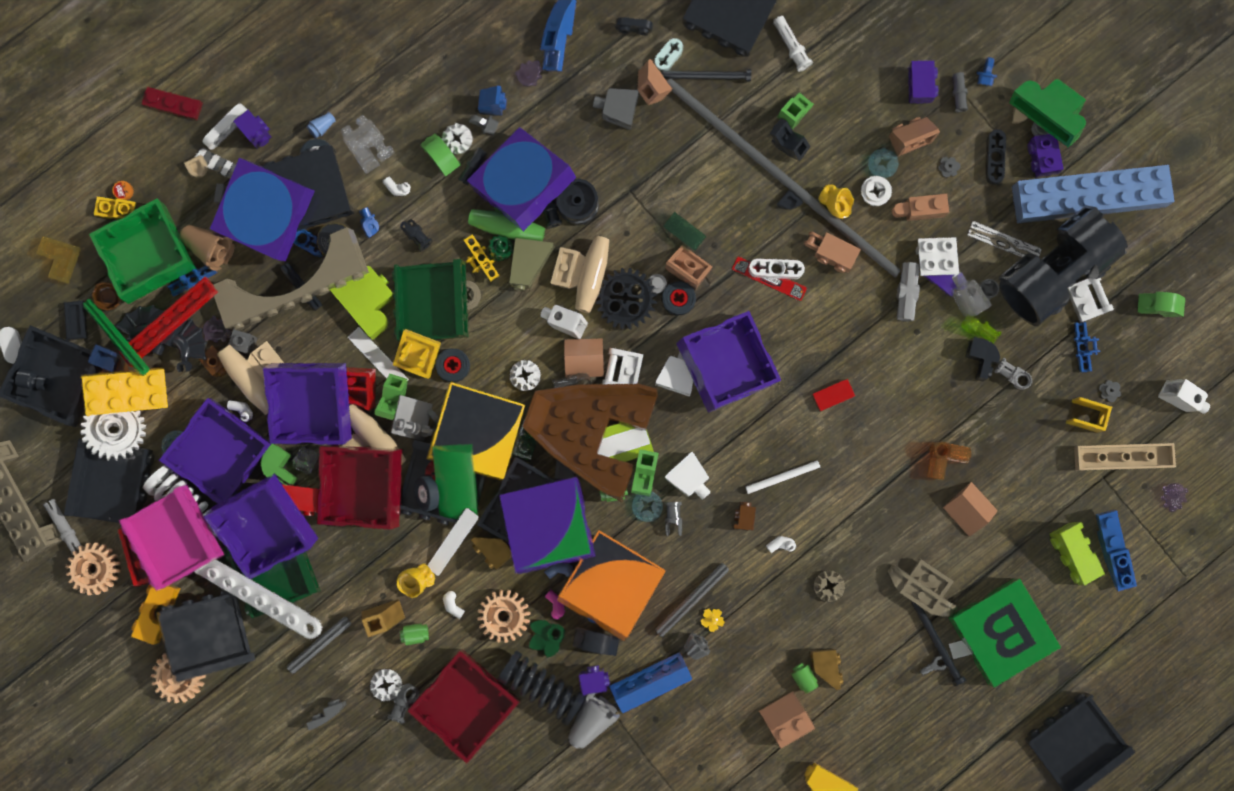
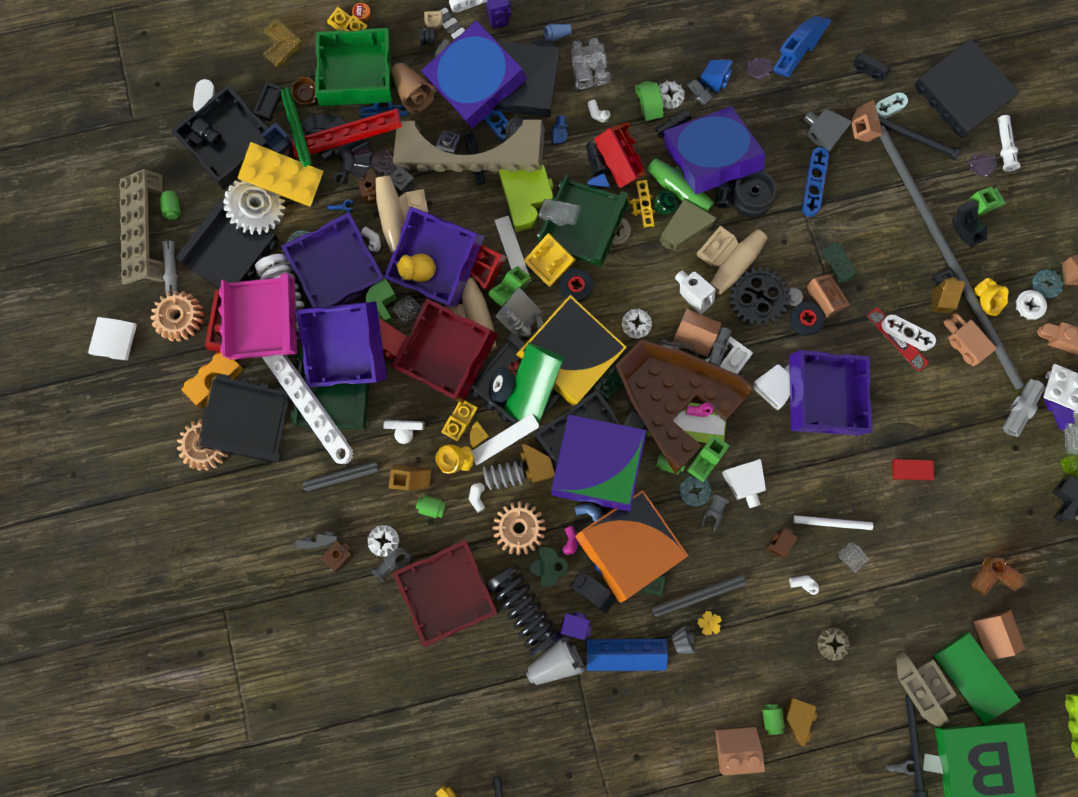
camera: 25 degrees right, 5 degrees down
(32, 466) = (170, 205): none -> bright green brick
(42, 618) = (112, 338): none -> white slope
(197, 391) = (342, 206): none -> blue hand
(198, 186) = (427, 36): none -> black wheel
(268, 284) = (448, 141): none -> dark grey slope
(296, 420) = (418, 267): none -> yellow hair
(351, 718) = (337, 556): none -> reddish brown brick
(356, 574) = (404, 429): none -> white tile
(403, 542) = (459, 420): none -> yellow slope
(405, 305) = (559, 212): none -> clear tile
(426, 548) = (477, 435): none -> yellow tile
(428, 255) = (599, 180): none -> blue slope
(436, 222) = (620, 154): none -> red wedge
(468, 574) = (504, 476): none -> light grey piece
(610, 364) = (720, 346): none -> dark grey pin
(619, 431) = (701, 411): none -> dark pink arm
(630, 162) = (817, 182): none -> blue beam
(650, 610) = (655, 587): none -> dark green tile
(778, 74) = (983, 164): none -> clear purple piece
(795, 219) = (947, 295): none -> pearl gold slope
(814, 499) = (853, 557): none -> clear slope
(965, 557) = (976, 678): none -> green slope

